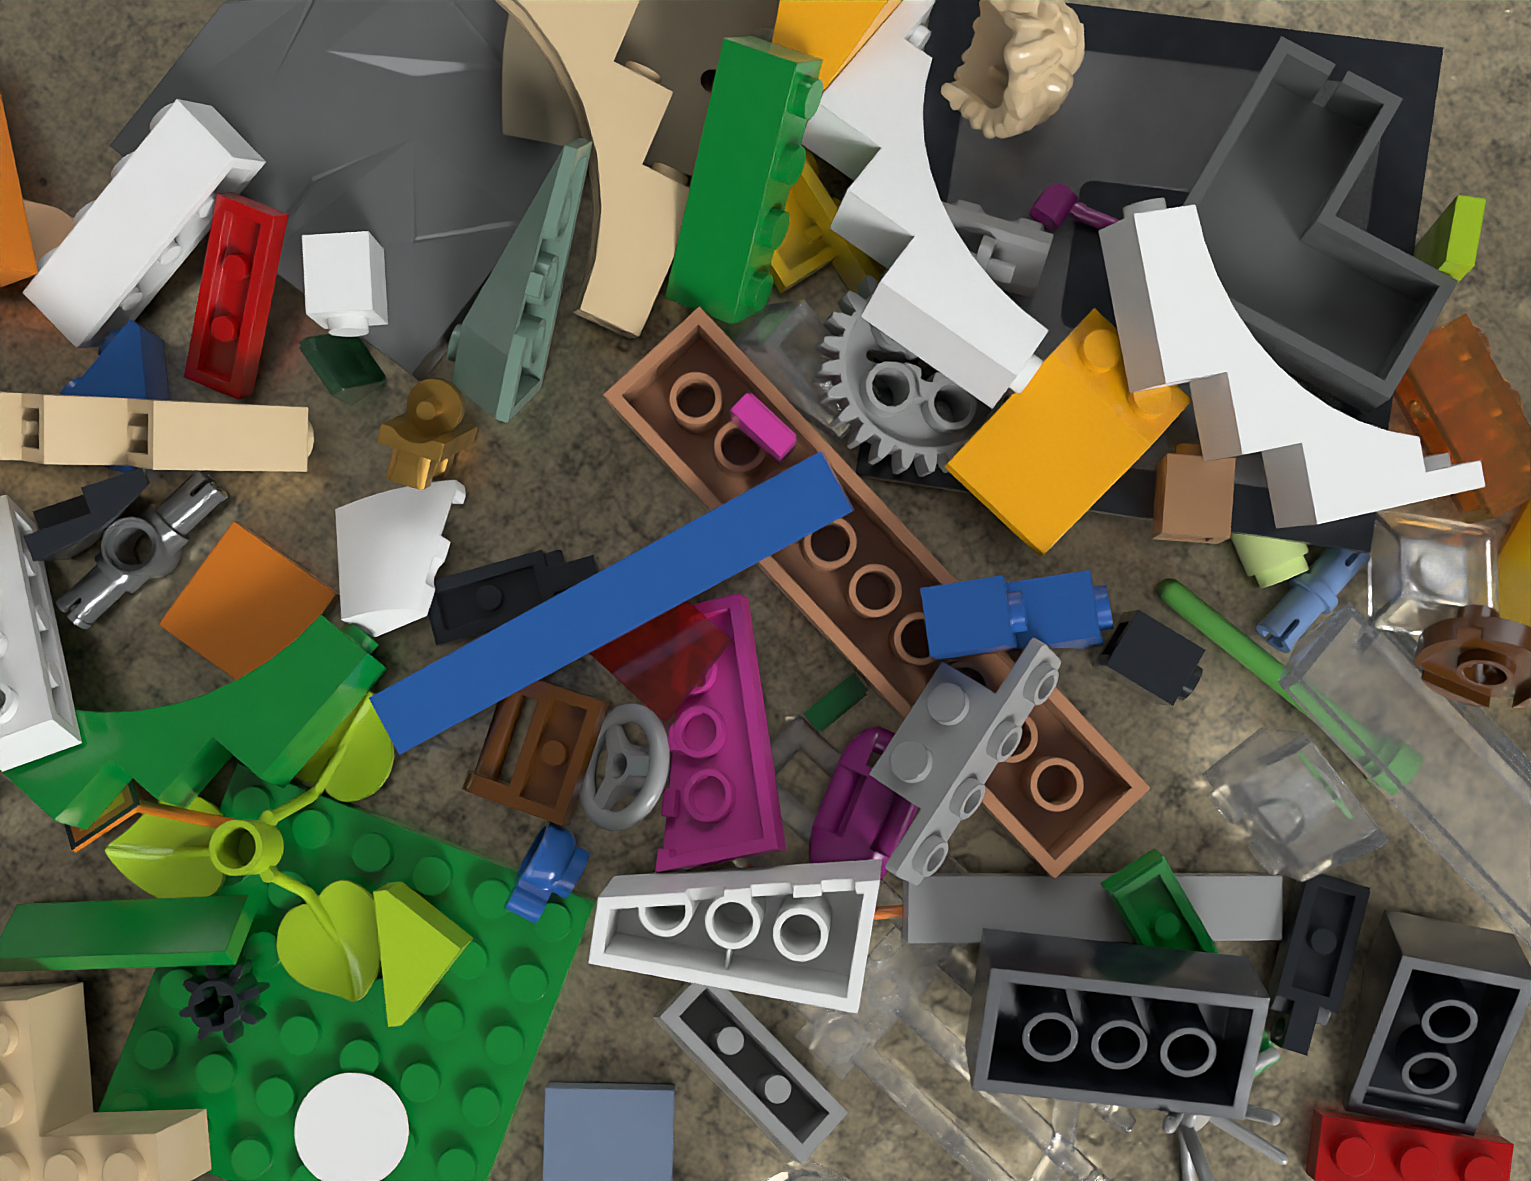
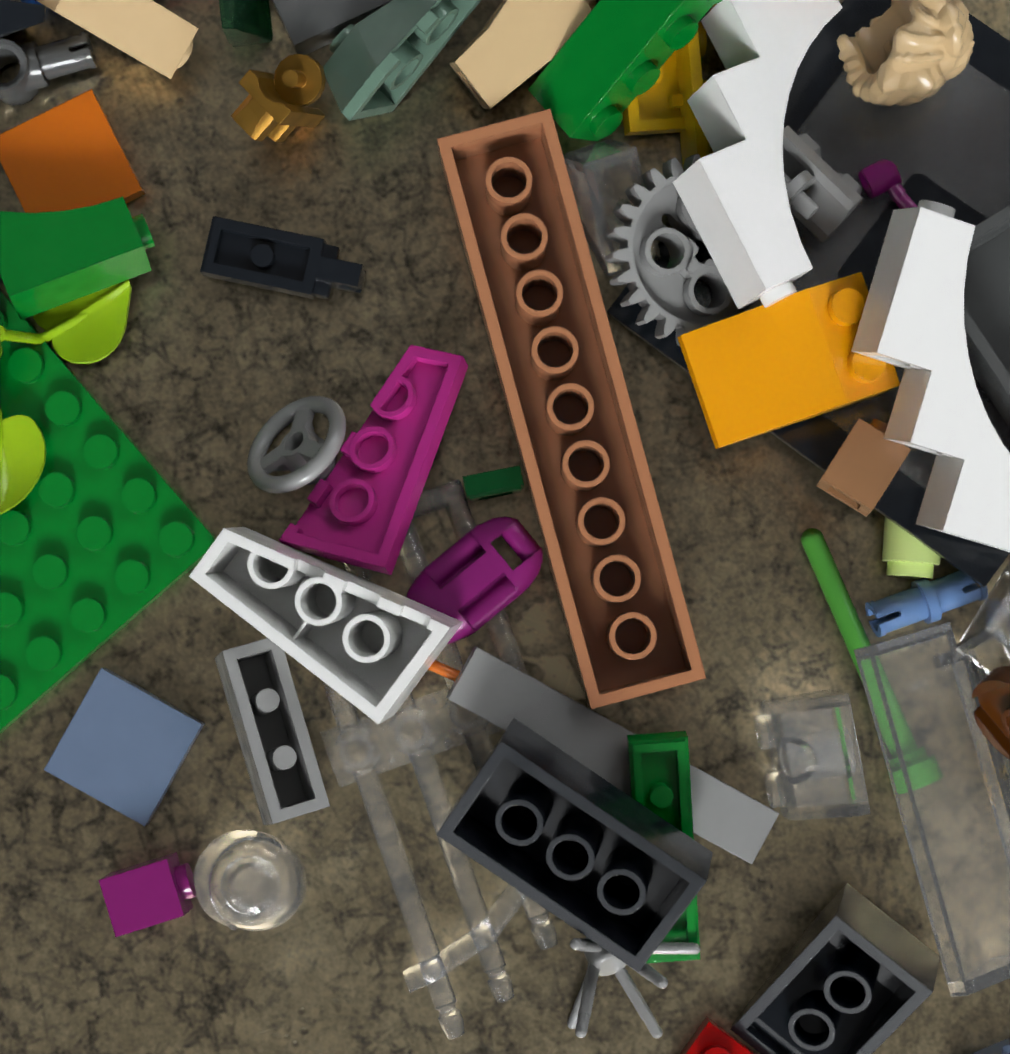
camera: 30 degrees right, 0 degrees up
(391, 554) = (203, 180): white slope -> none
(414, 947) = (57, 500): lime slope -> none
(549, 866) = (196, 494): blue piece -> none
(552, 754) = (248, 404): reddish brown plate -> none
(613, 602) = (357, 307): blue tile -> none
(665, 657) = (377, 365): clear red piece -> none
(763, 428) = (548, 229): dark pink tile -> none
(952, 748) = (565, 561): light grey bracket -> none
(1005, 615) = (686, 490): blue arch -> none
(1151, 659) = (766, 584): black brick -> none
(1314, 957) = (771, 890): black hinge -> none

